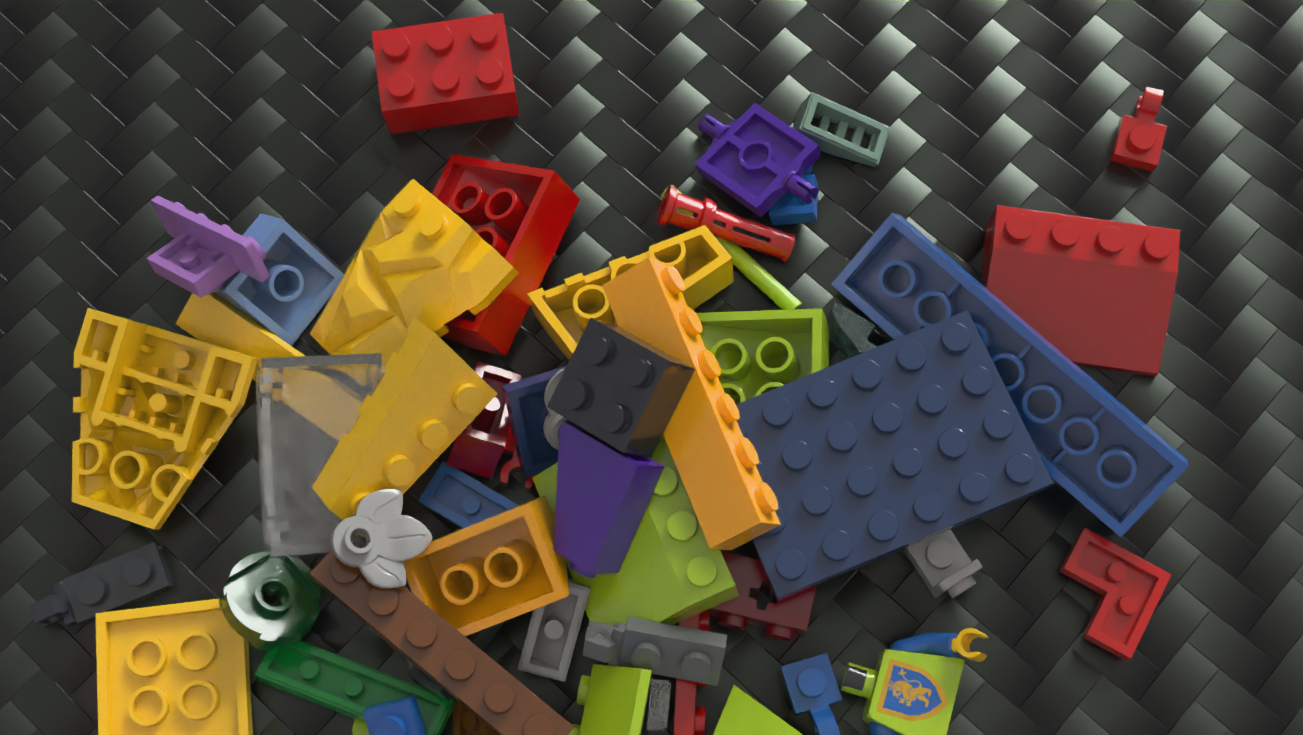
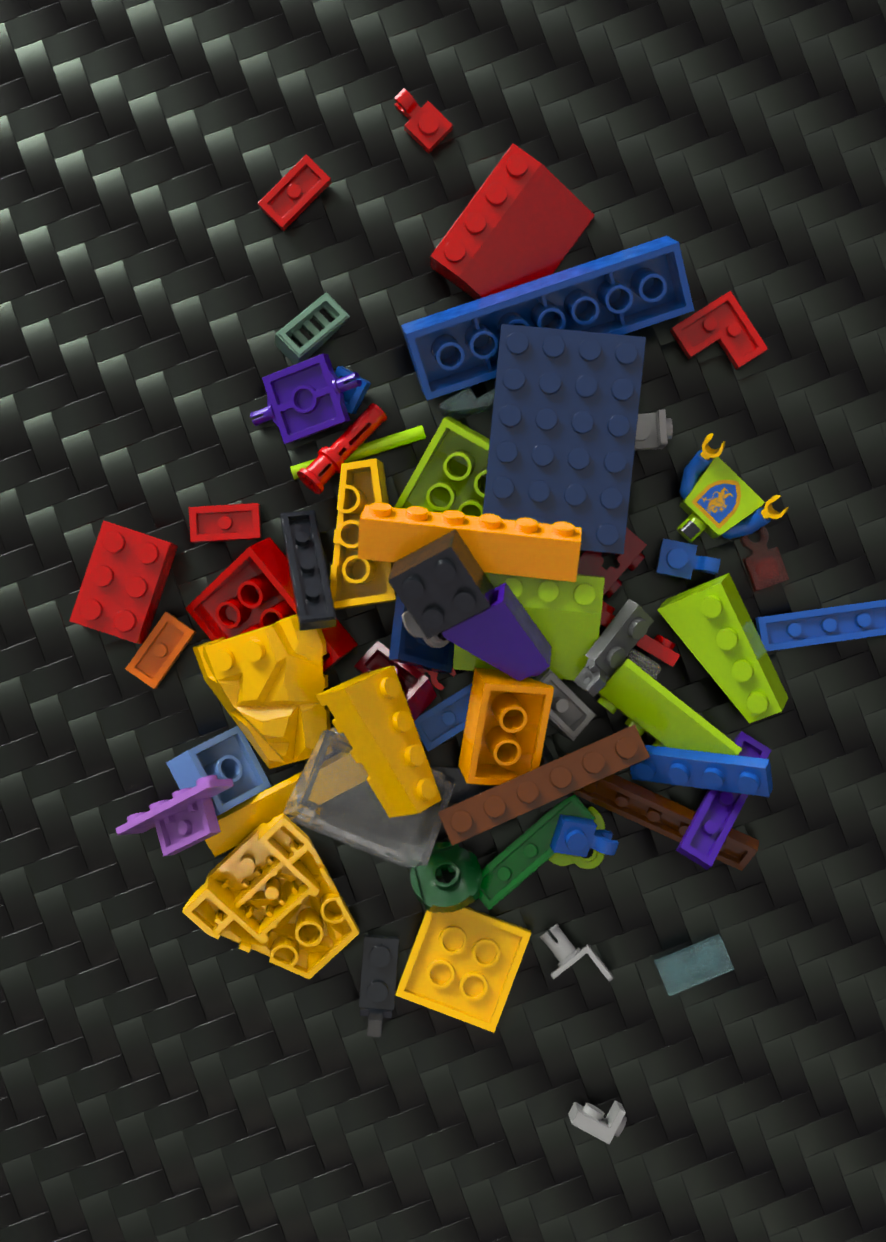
camera: 60 degrees left, 15 degrees up
(388, 538) = (458, 784): light grey plate -> none
(389, 149) = (160, 650): none -> orange plate
(559, 249) = (307, 570): none -> black tile
(570, 146) = (225, 523): none -> red plate
(978, 40) = (294, 192): none -> red plate

